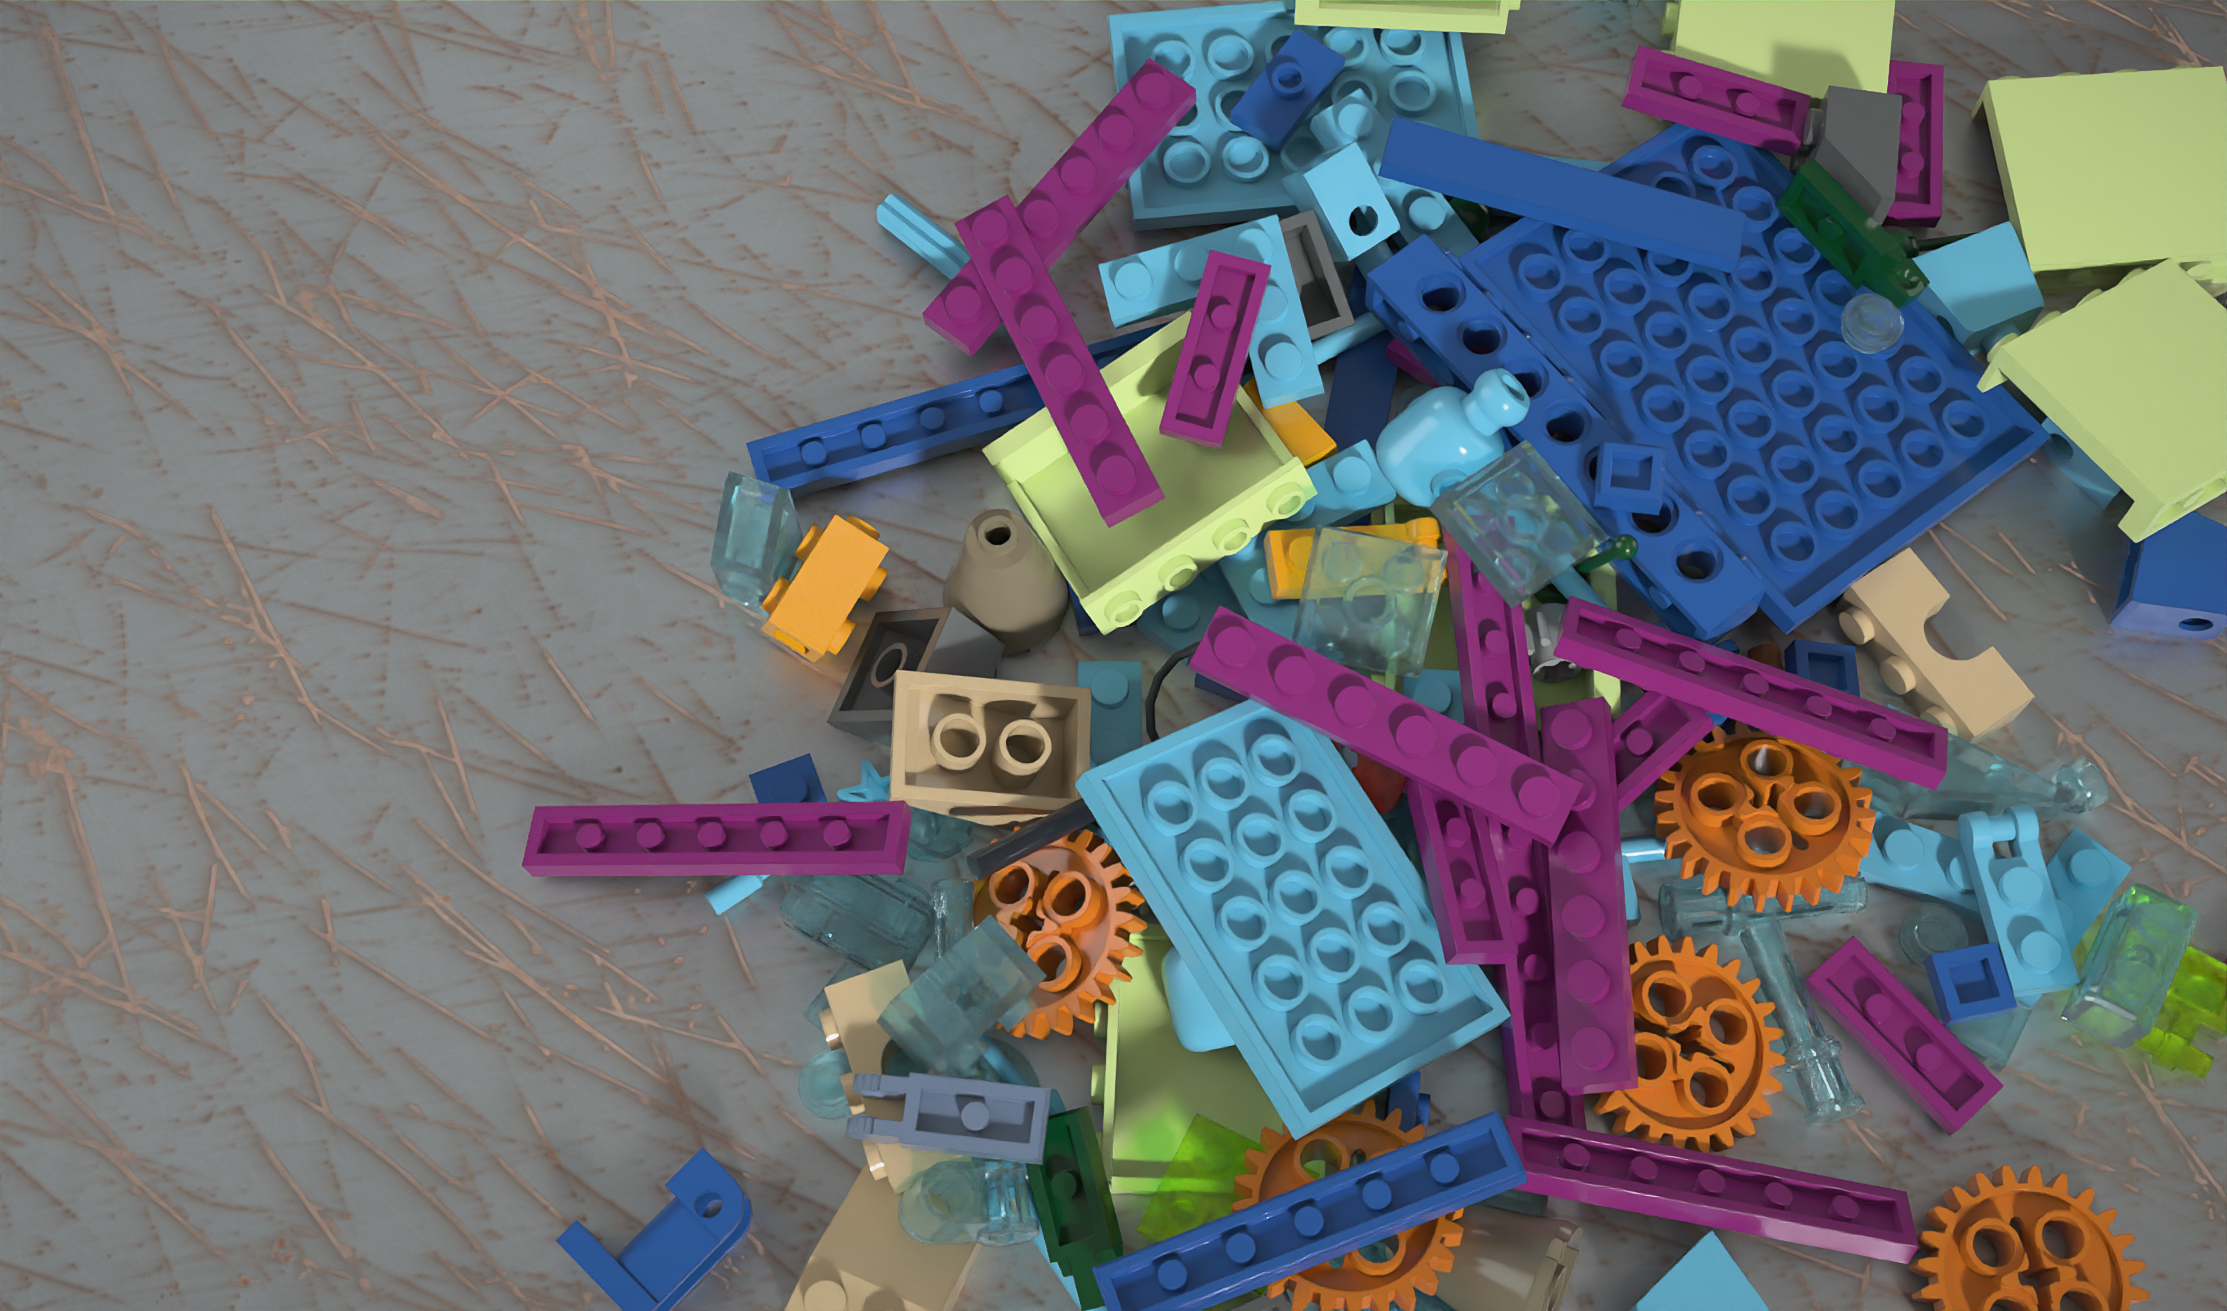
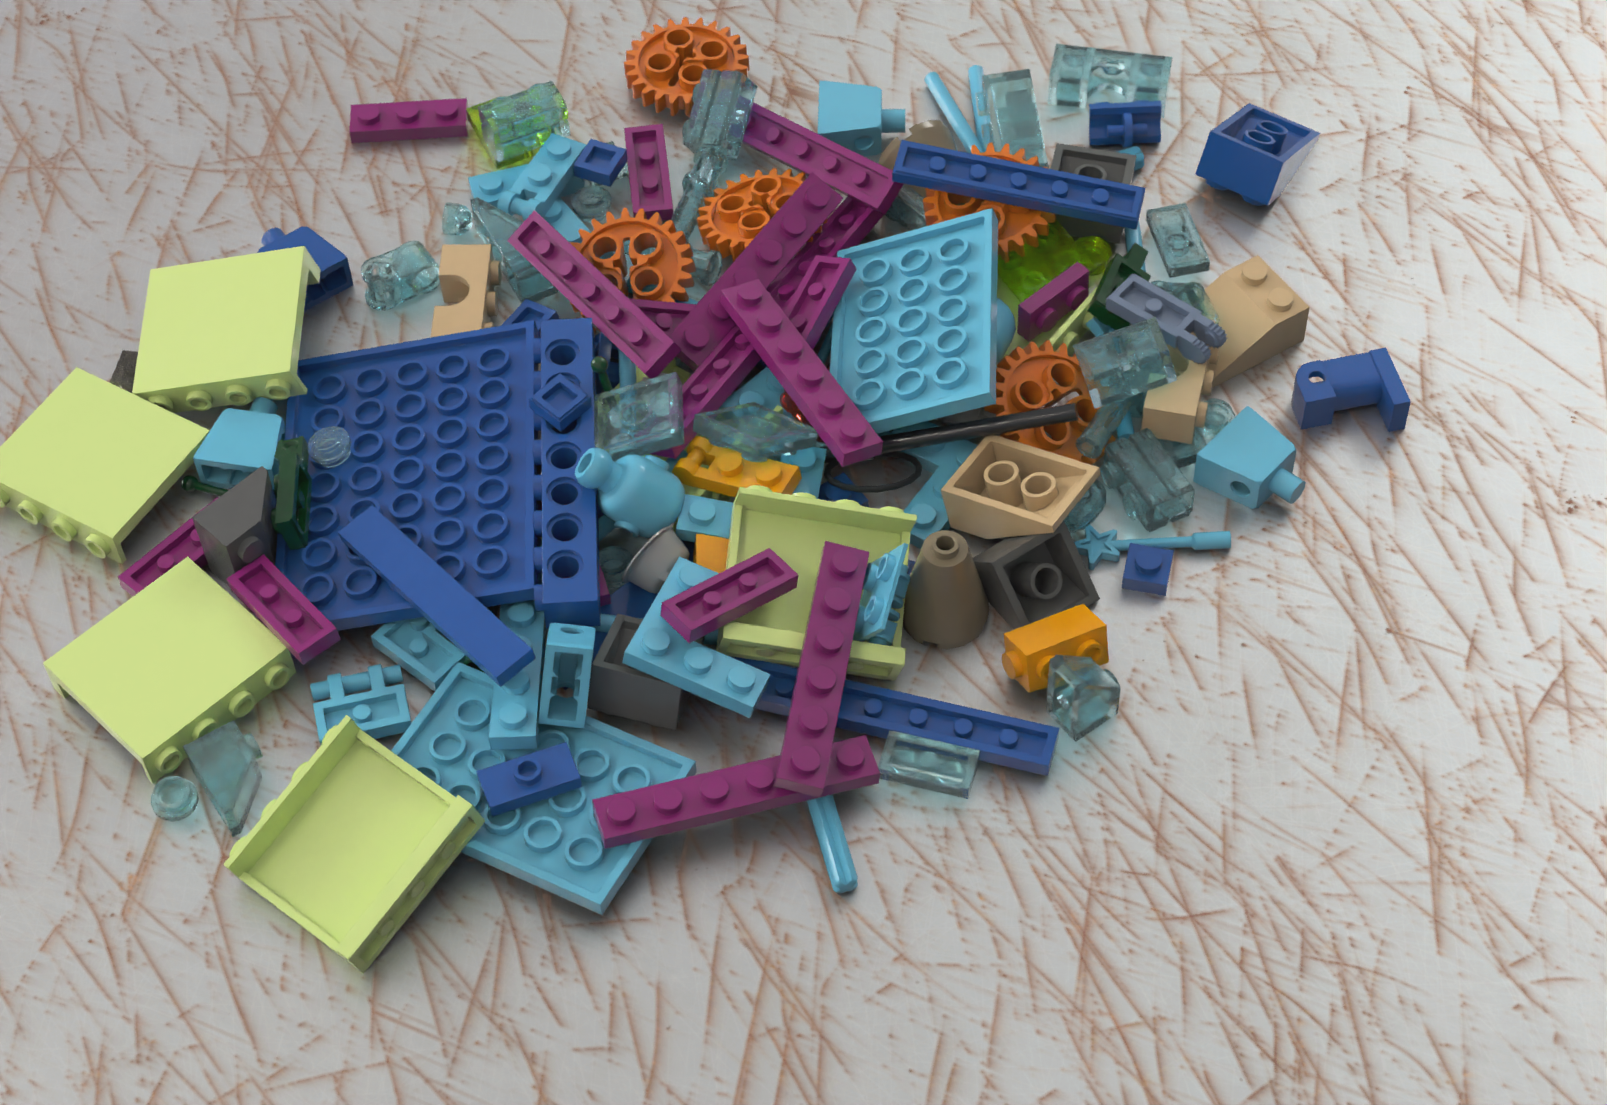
camera: 145 degrees left, 15 degrees down
(719, 839) = (1212, 538): magenta plate -> none
(739, 1027) = (1249, 462): none -> medium azure torso
(885, 374) = (929, 764): none -> clear light blue plate
(1053, 487) = (884, 589): none -> medium azure hinge
(1145, 1149) = (1053, 301): none -> magenta plate
(1355, 400) = (655, 560): none -> light grey piece
(1537, 82) = (376, 712): none -> medium azure plate
(1881, 1176) = (719, 112): none -> clear light blue brick
(2057, 652) = (402, 273): none -> clear light blue piece

